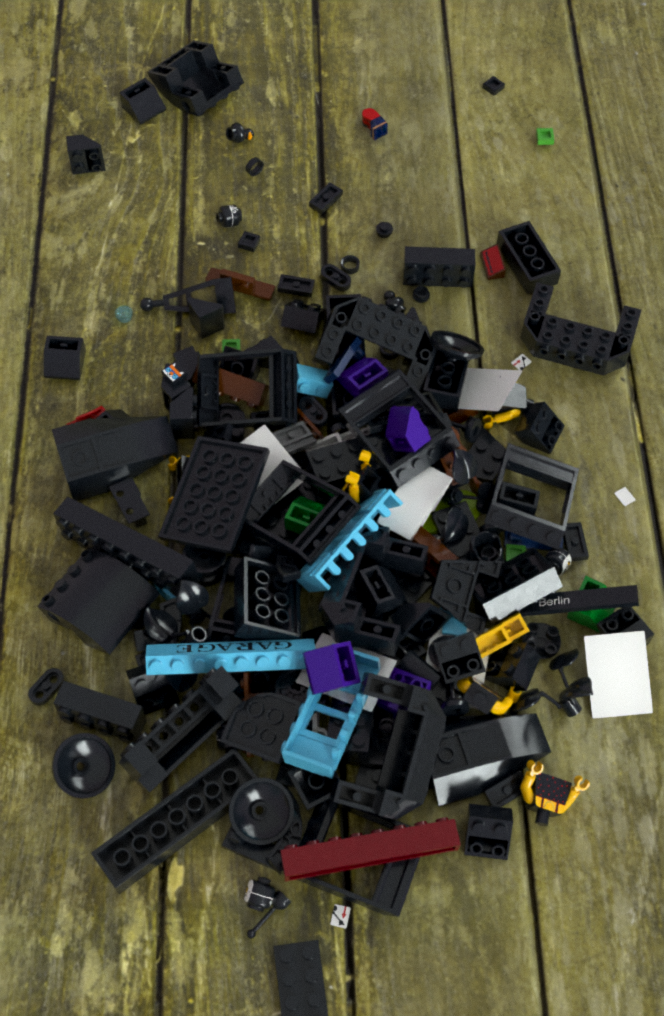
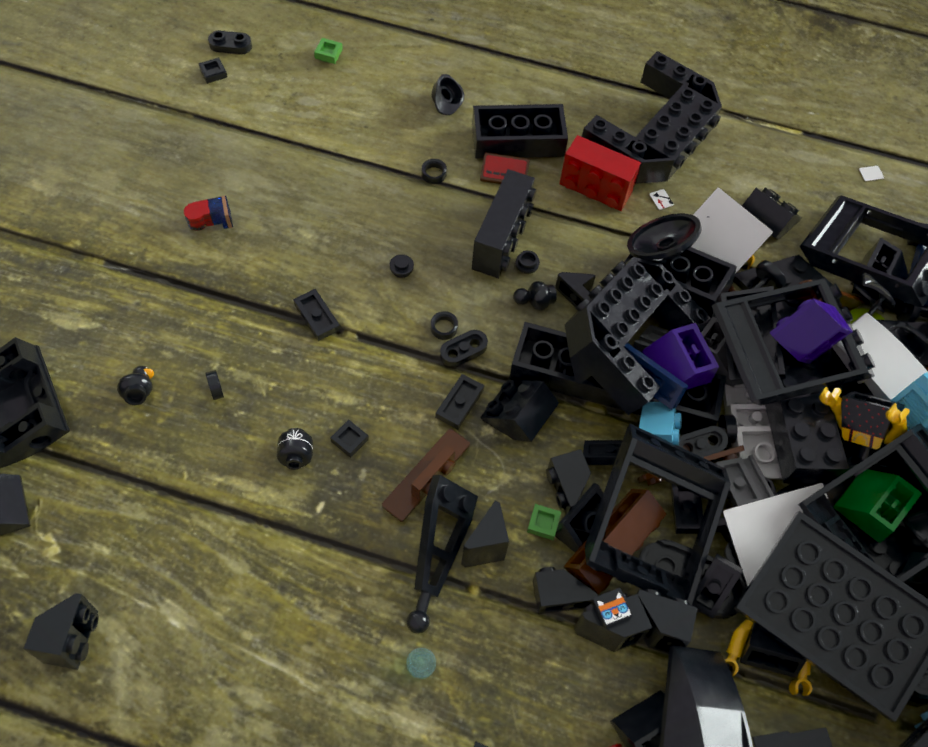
camera: 75 degrees left, 0 degrees up
(474, 219) = (437, 164): none -> black piece
(511, 310) = (599, 173): none -> red brick
(523, 85) = (230, 42): none -> black plate
(538, 209) = (447, 95): none -> black piece

